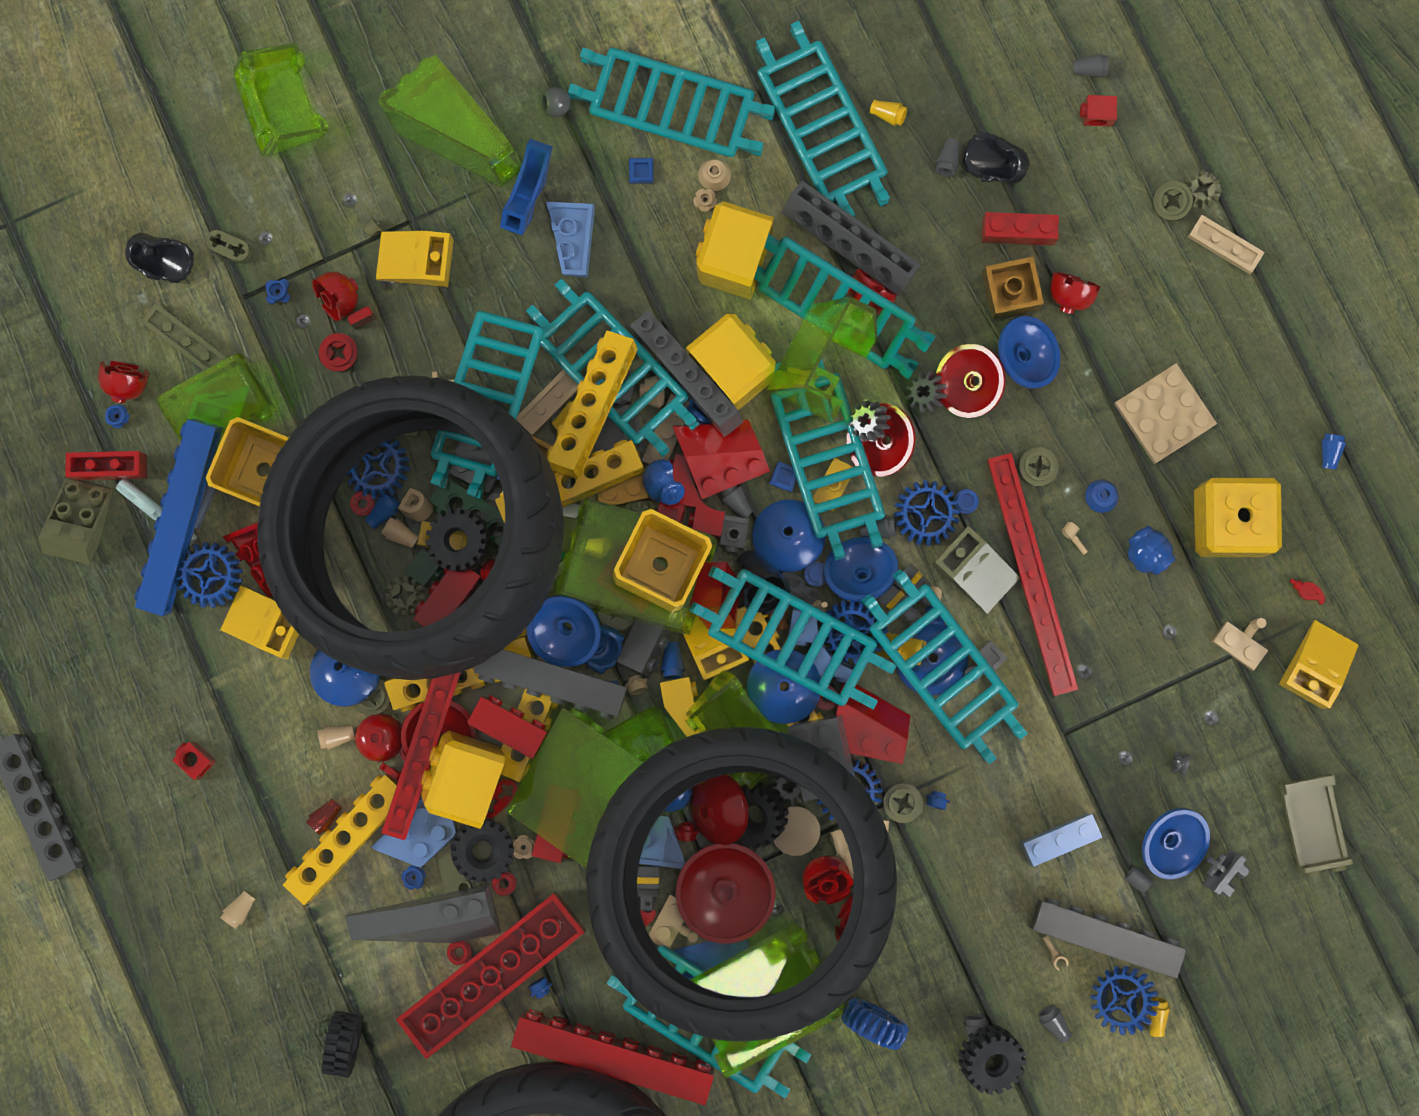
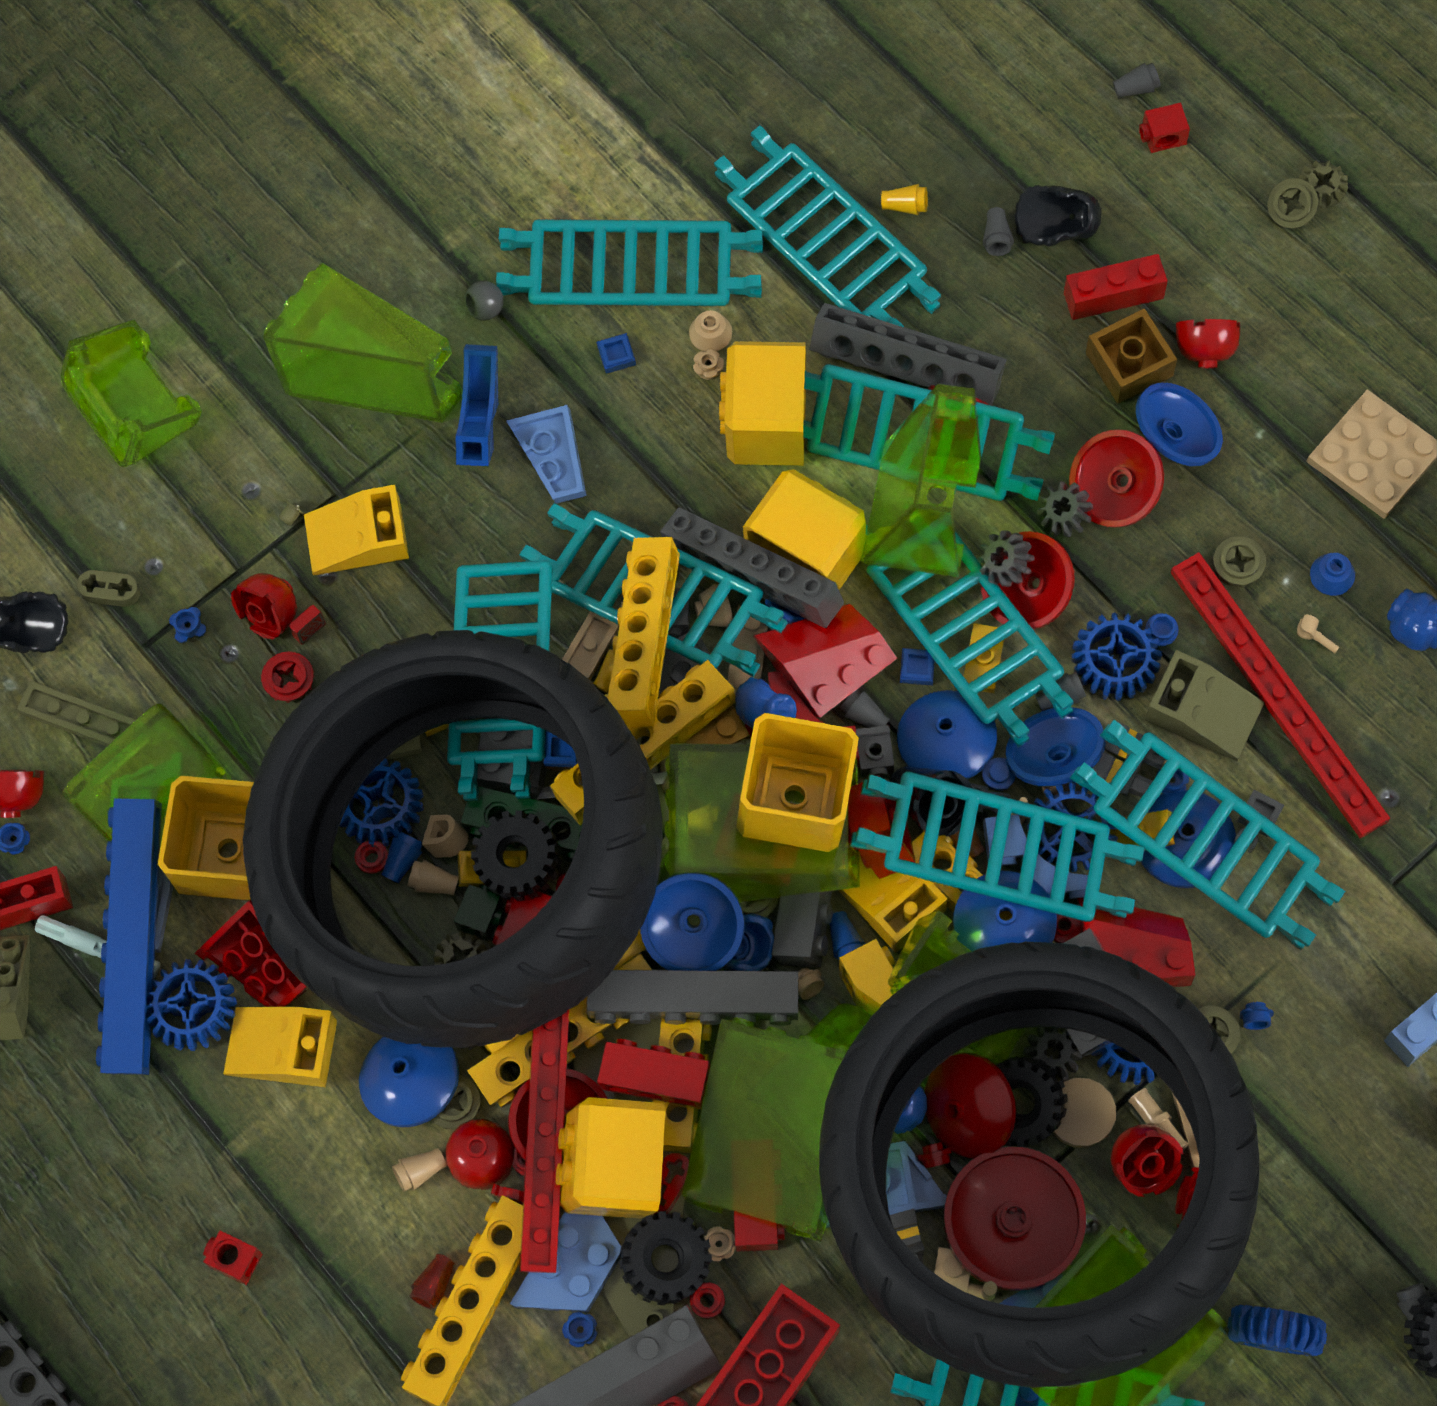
camera: 20 degrees left, 15 degrees down
(1226, 244) = (1376, 236): tan plate -> none

